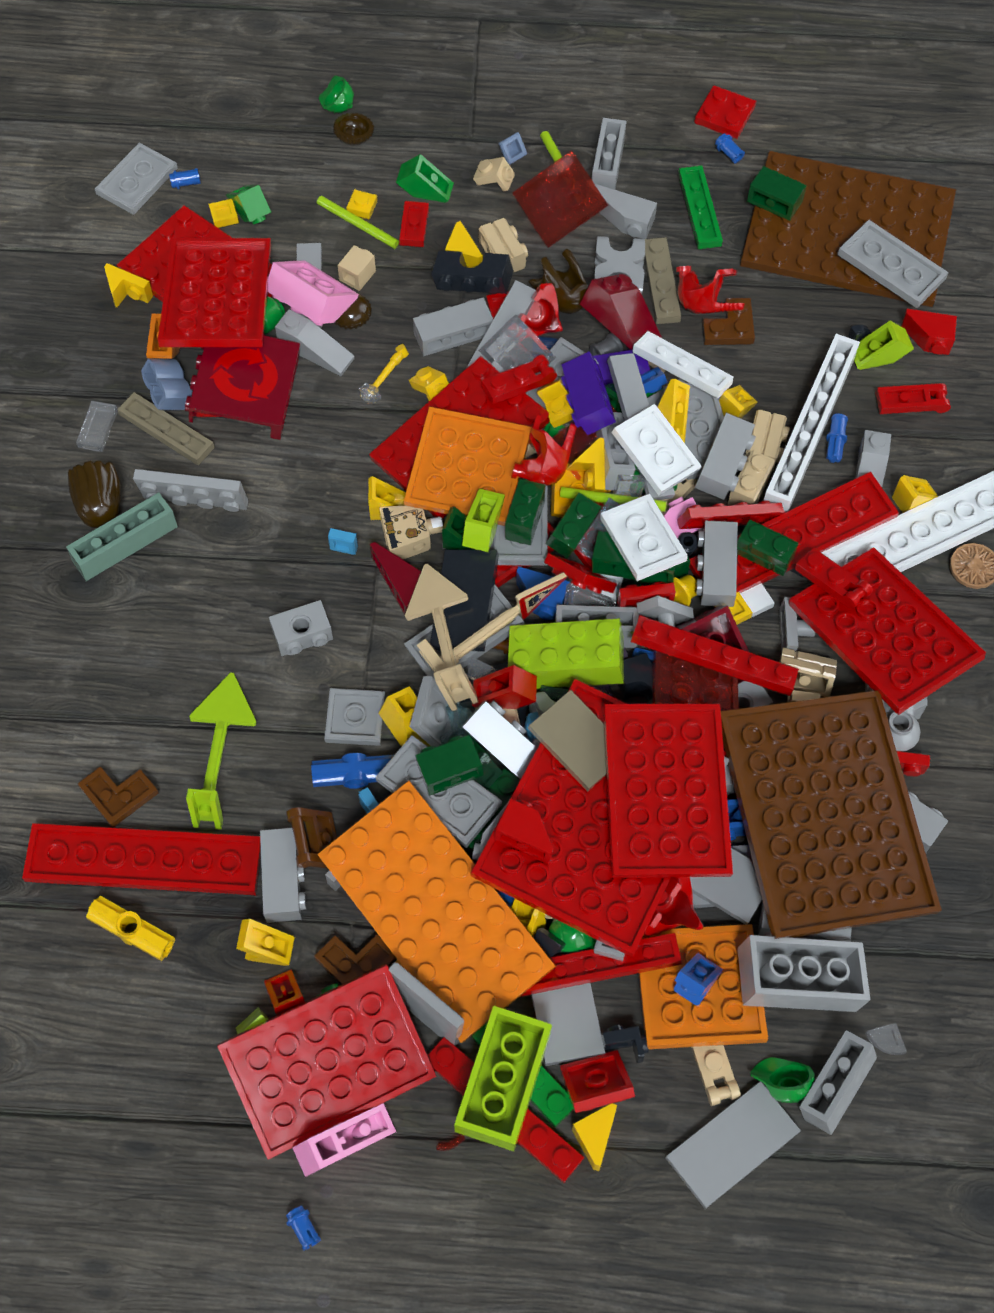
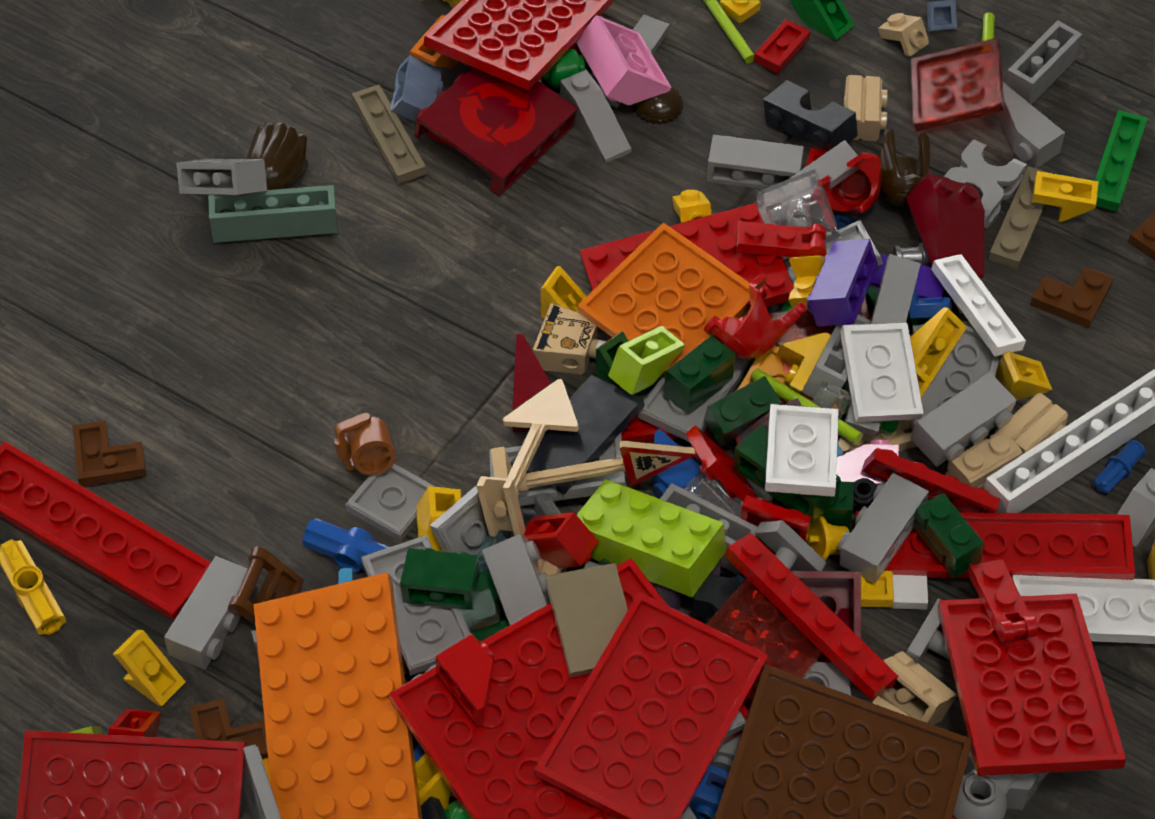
camera: 30 degrees right, 10 degrees down
(66, 526) = (222, 176): none -> light grey brick
(96, 426) = (322, 102): clear tile -> none
(192, 489) = (372, 200): light grey plate -> none
(224, 707) = (263, 425): lime piece -> none
(308, 616) = (393, 385): light grey brick -> none
(316, 684) = (367, 444): none -> dark orange piece
(343, 541) = (494, 321): dark azure tile -> none
(357, 267) = (690, 63): tan brick -> none
(370, 392) = (622, 190): piece -> none
(462, 242) = (819, 85): yellow slope -> none
(686, 249) = (1069, 193): none -> yellow slope
(703, 298) = (1054, 249): red piece -> none

